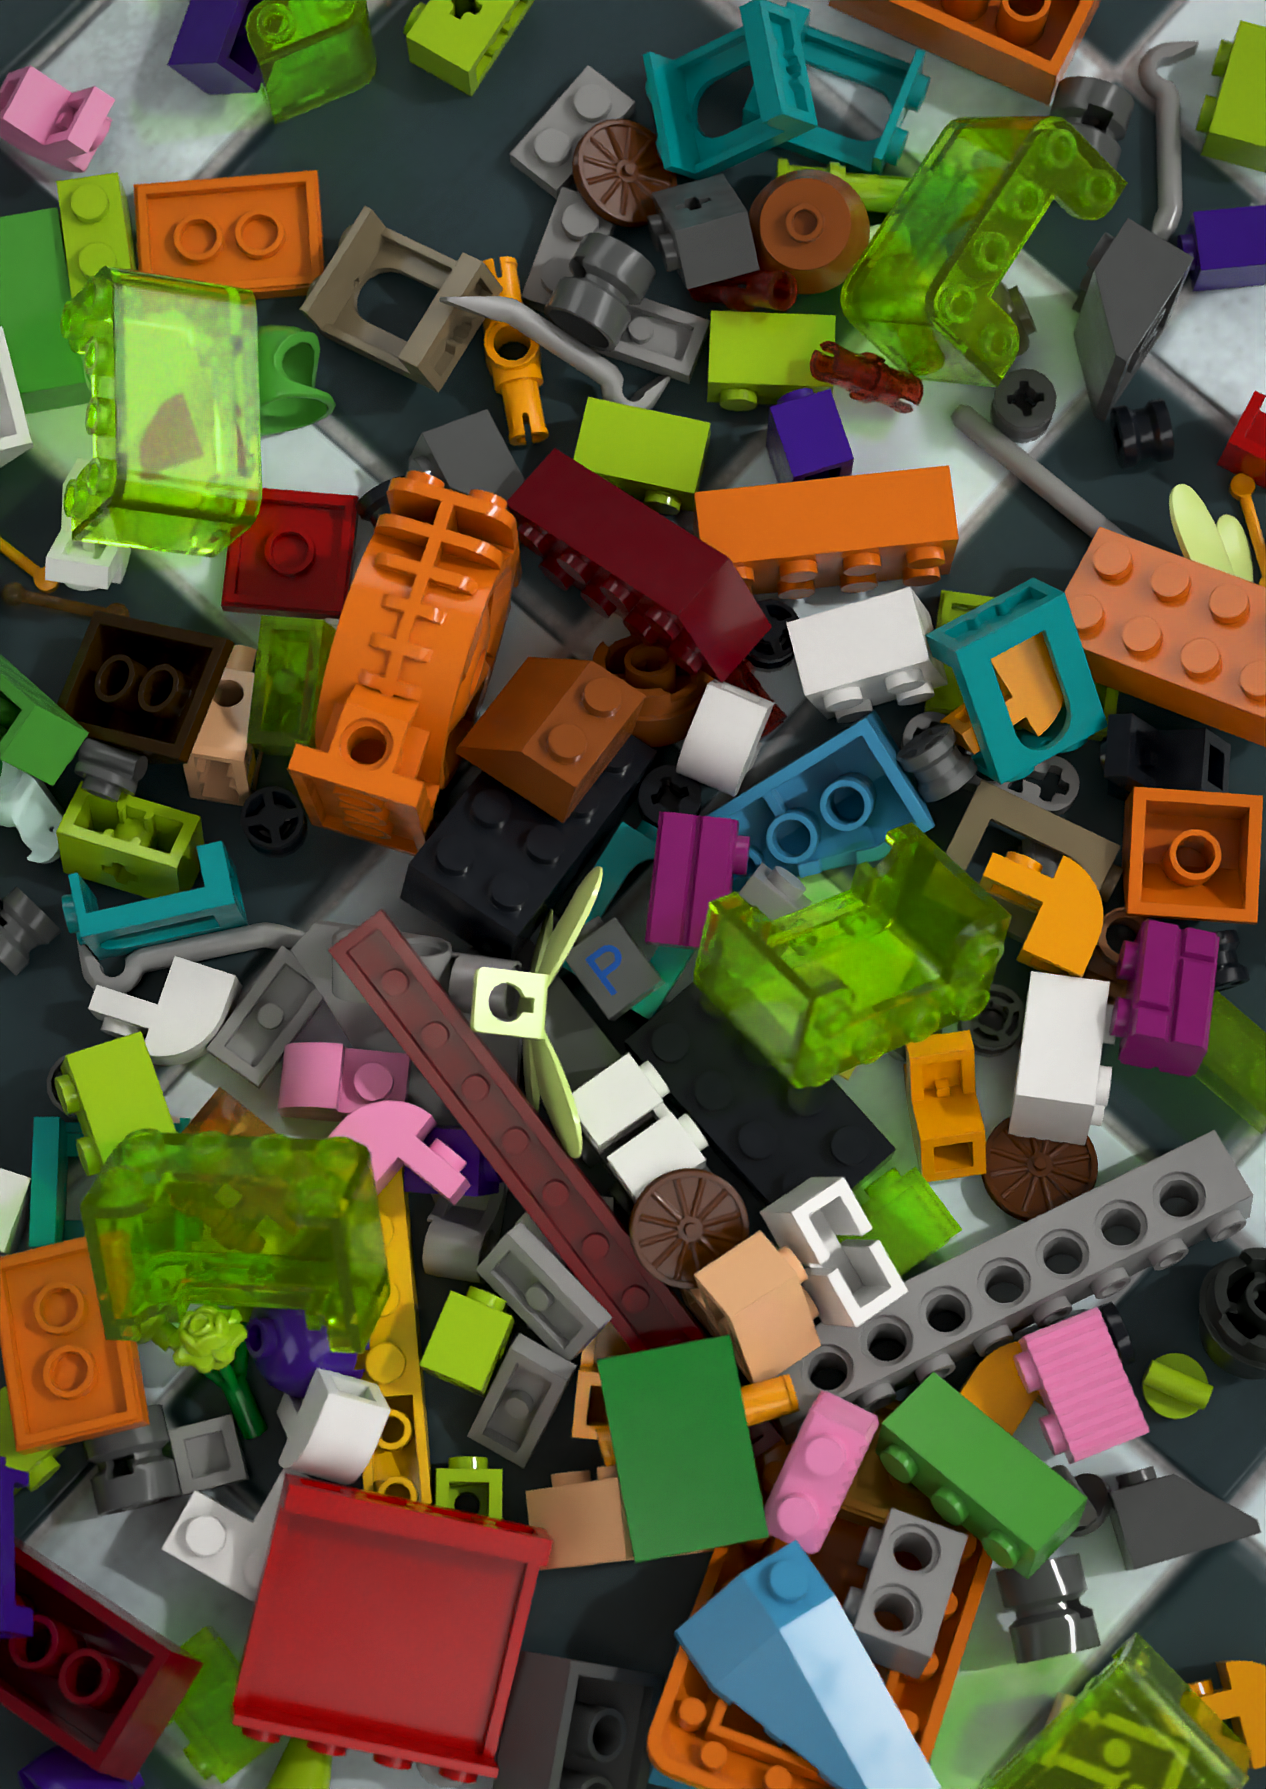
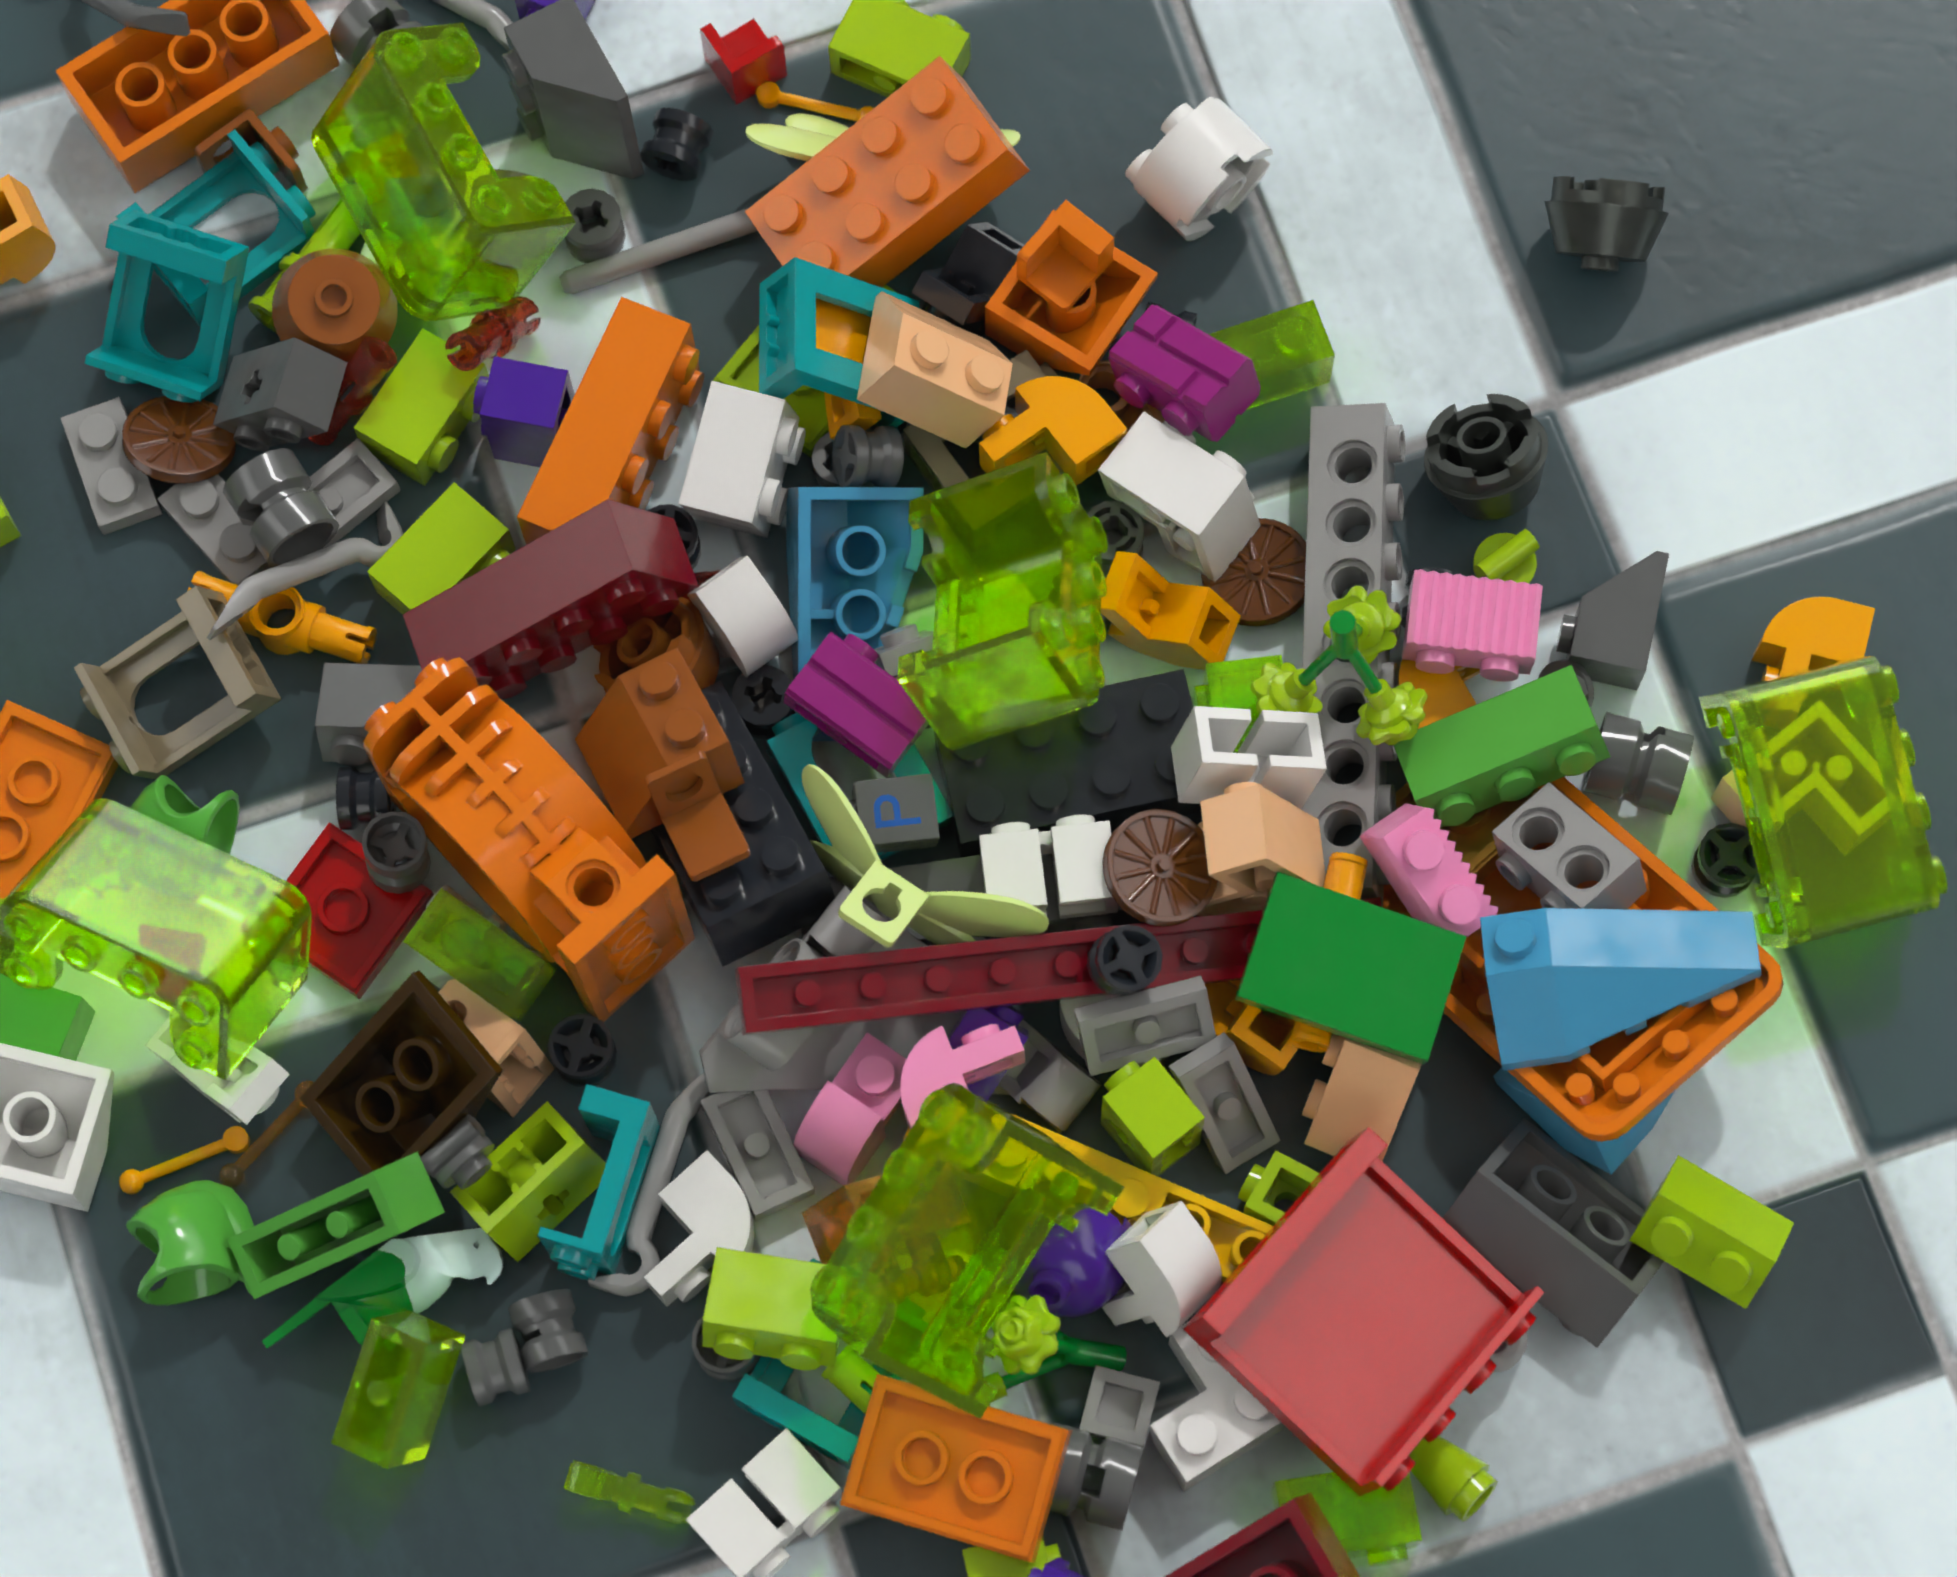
camera: 60 degrees left, 5 degrees down
(343, 554) = (396, 838): none -> dark grey wheel
(498, 802) = (698, 818): none -> dark orange bracket
(575, 1253) = (1137, 954): none -> black wheel
(936, 66) = (253, 130): none -> dark orange bracket
(1008, 1738) = (1733, 850): none -> black wheel
(1015, 1281) = (1359, 632): none -> lime plant
(1040, 773) = (932, 372): none -> light nougat slope
(1216, 831) = (1065, 257): none -> orange panel

